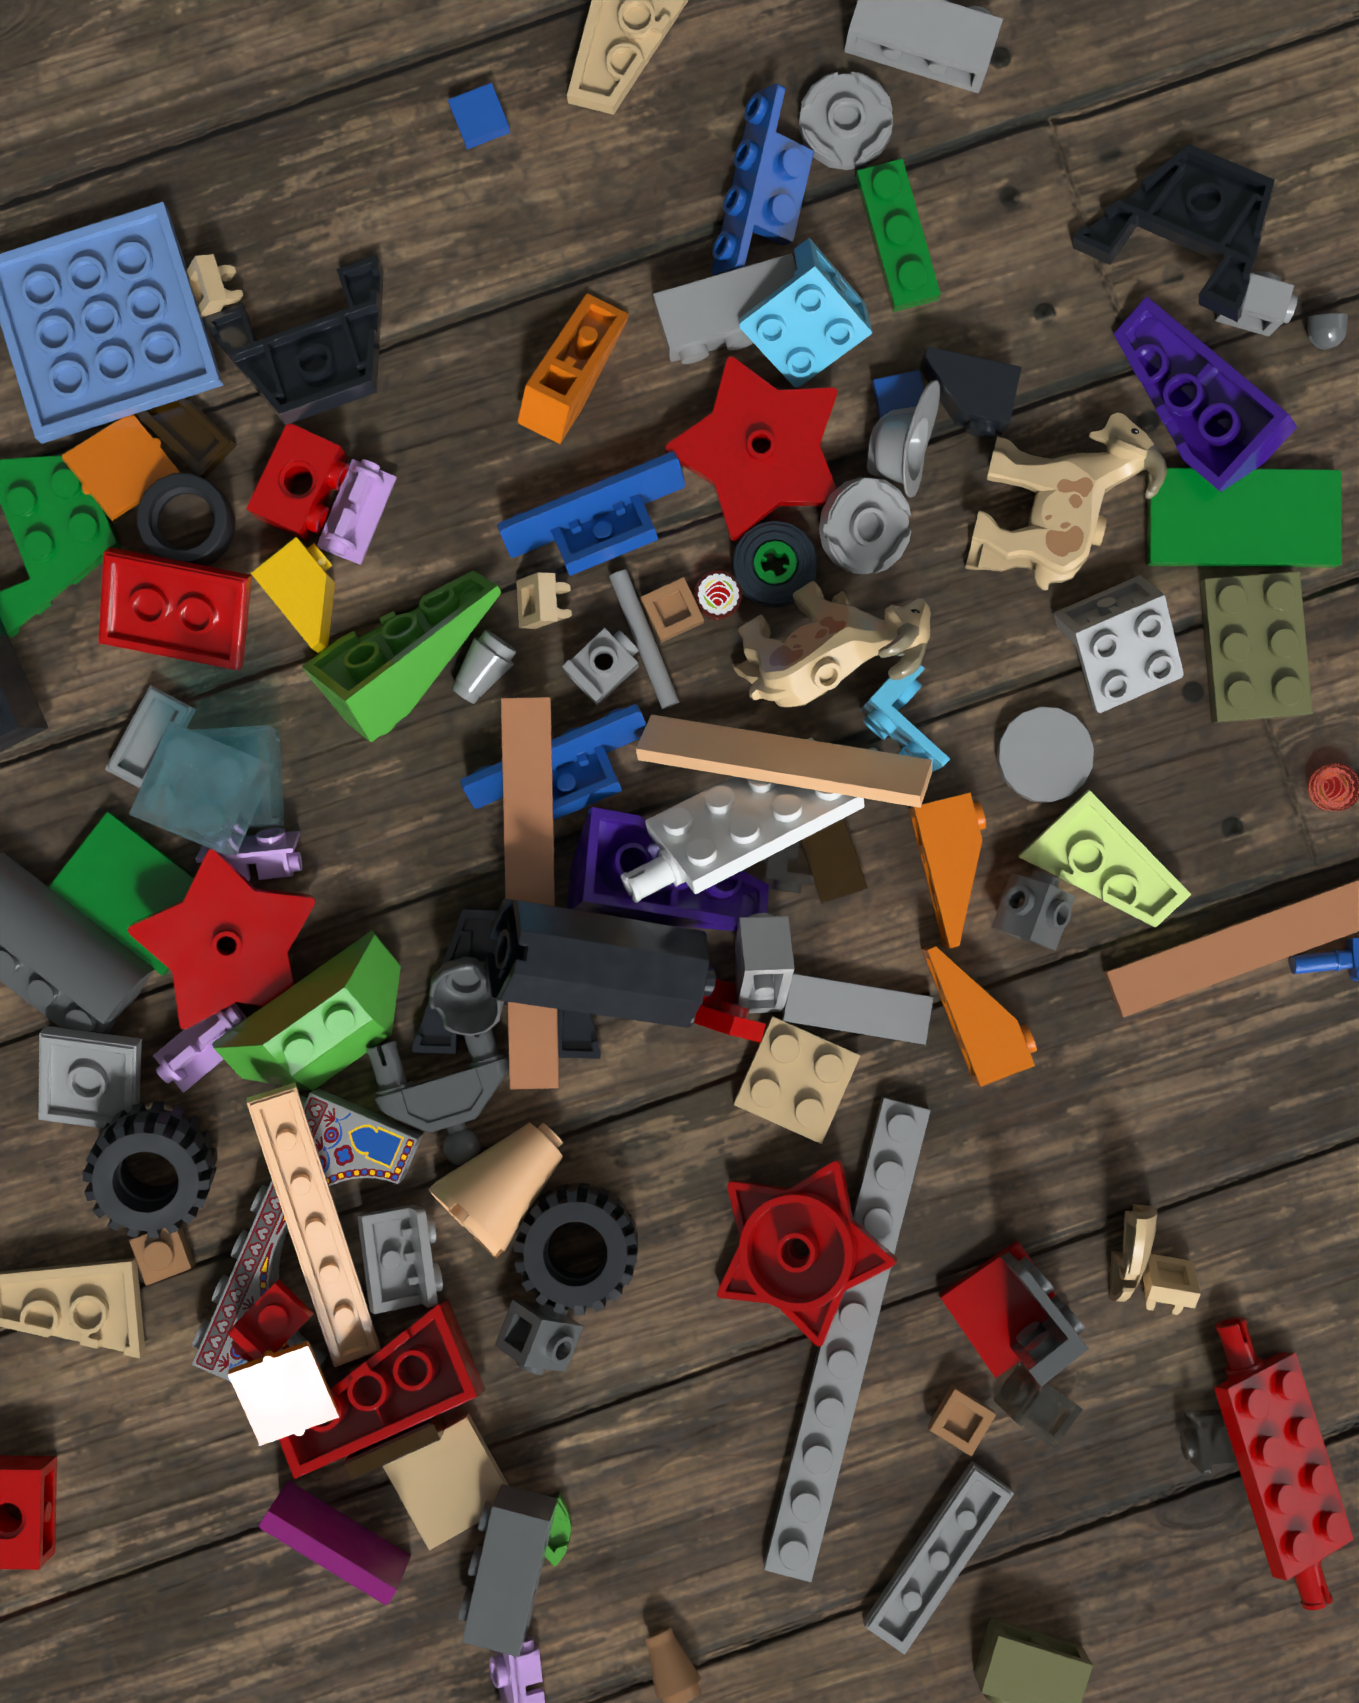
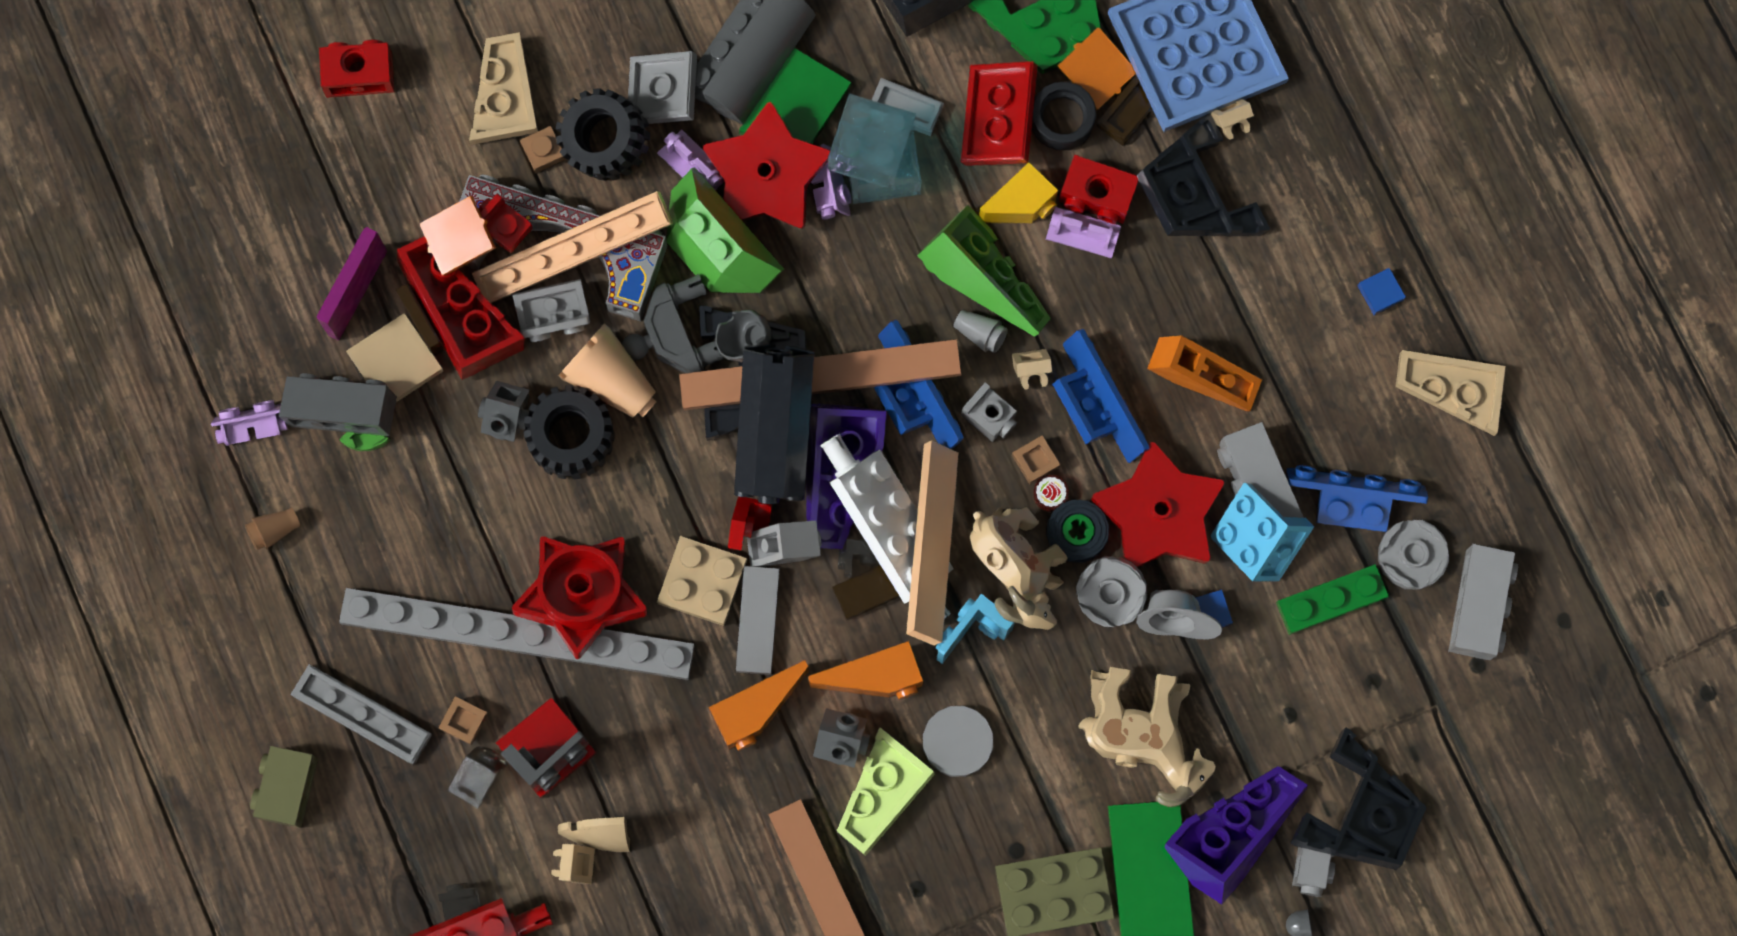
camera: 85 degrees right, 10 degrees down
(644, 639) = (1012, 443): light grey bar -> none
(973, 389) = (1221, 663): black slope -> none
(1122, 642) = (1045, 789): light grey bracket -> none

